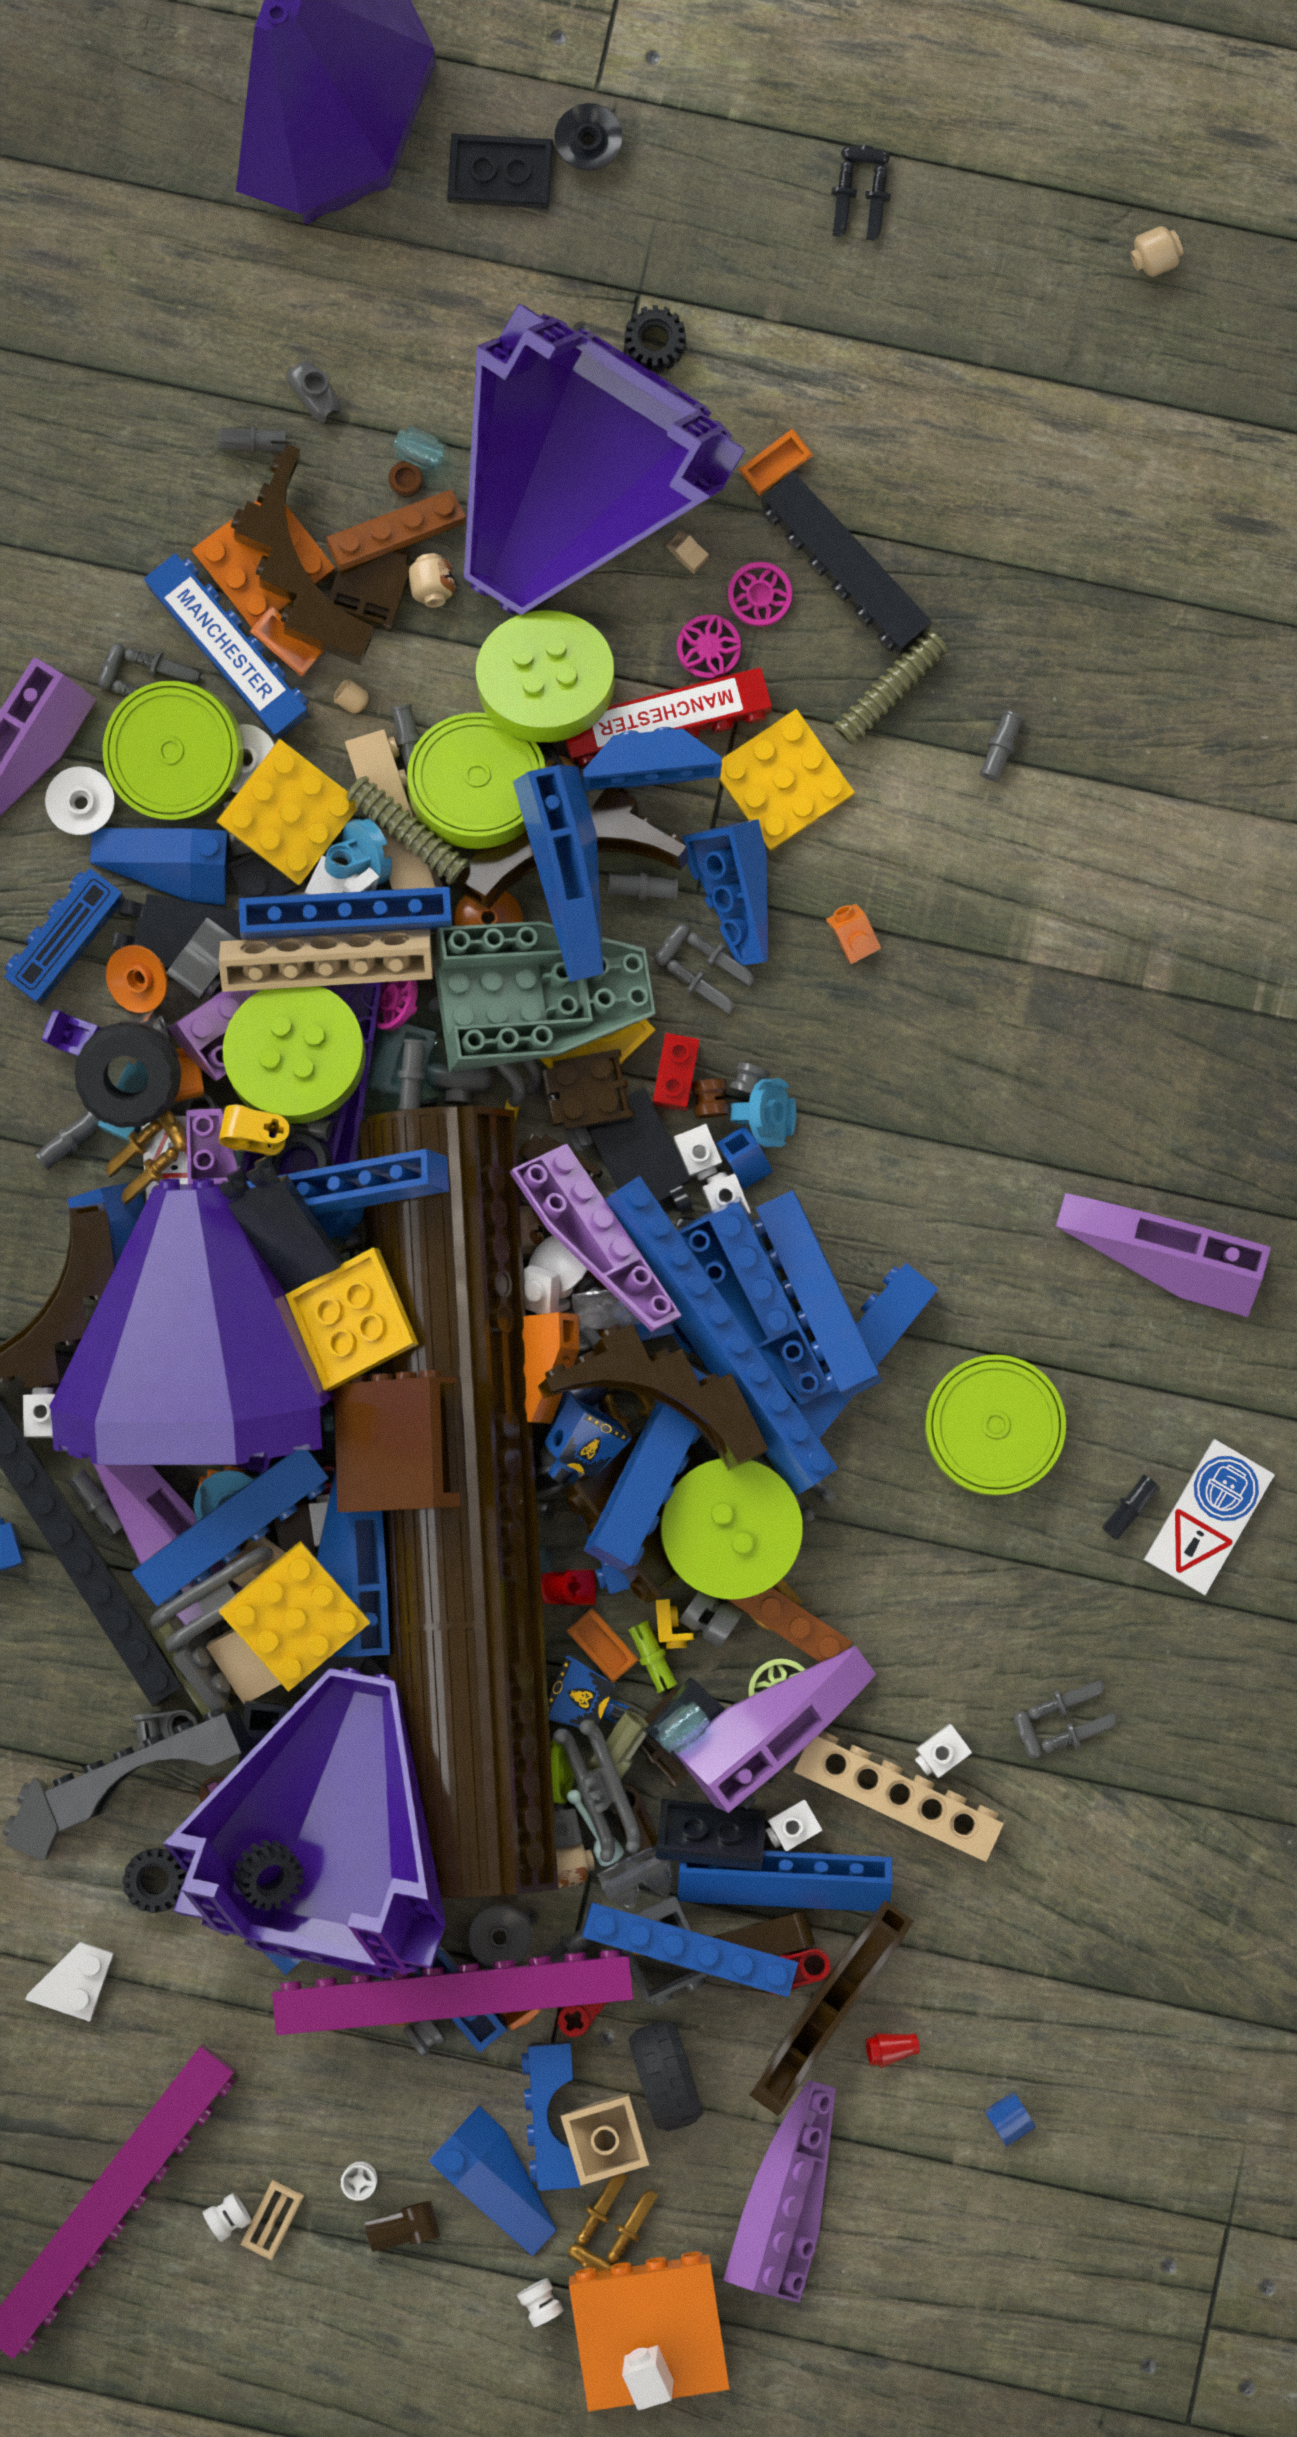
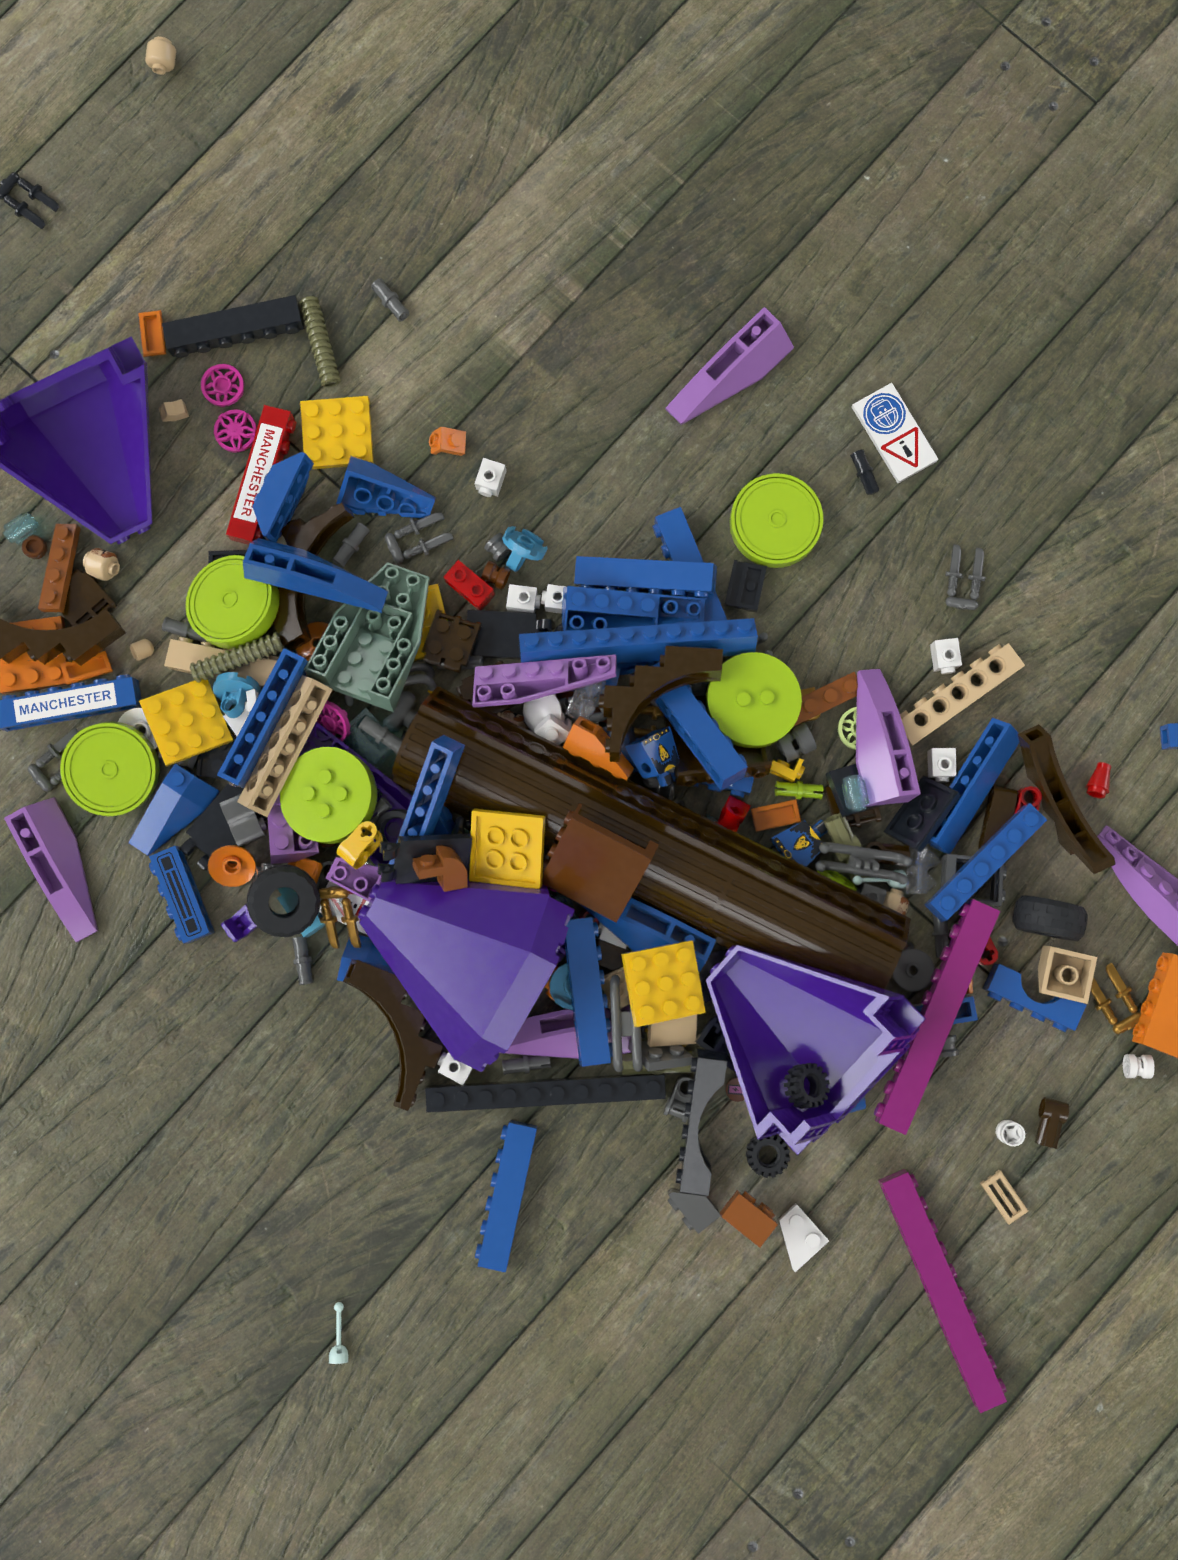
camera: 55 degrees left, 0 degrees up
(60, 1897) = (749, 1218): none -> dark orange brick
(76, 784) = (96, 840): white dish -> none
(222, 2222) = (989, 1223): white wheel -> none
(283, 1254) = (445, 865): none -> dark orange brick
(491, 2175) = (1049, 1053): blue wedge -> none
(545, 676) = (195, 529): lime brick -> none
(661, 319) = (30, 351): black tyre -> none
(744, 1157) = (540, 574): blue brick -> none
(835, 1016) = (490, 478): none -> white brick
(885, 1434) = (745, 586): none -> black plate

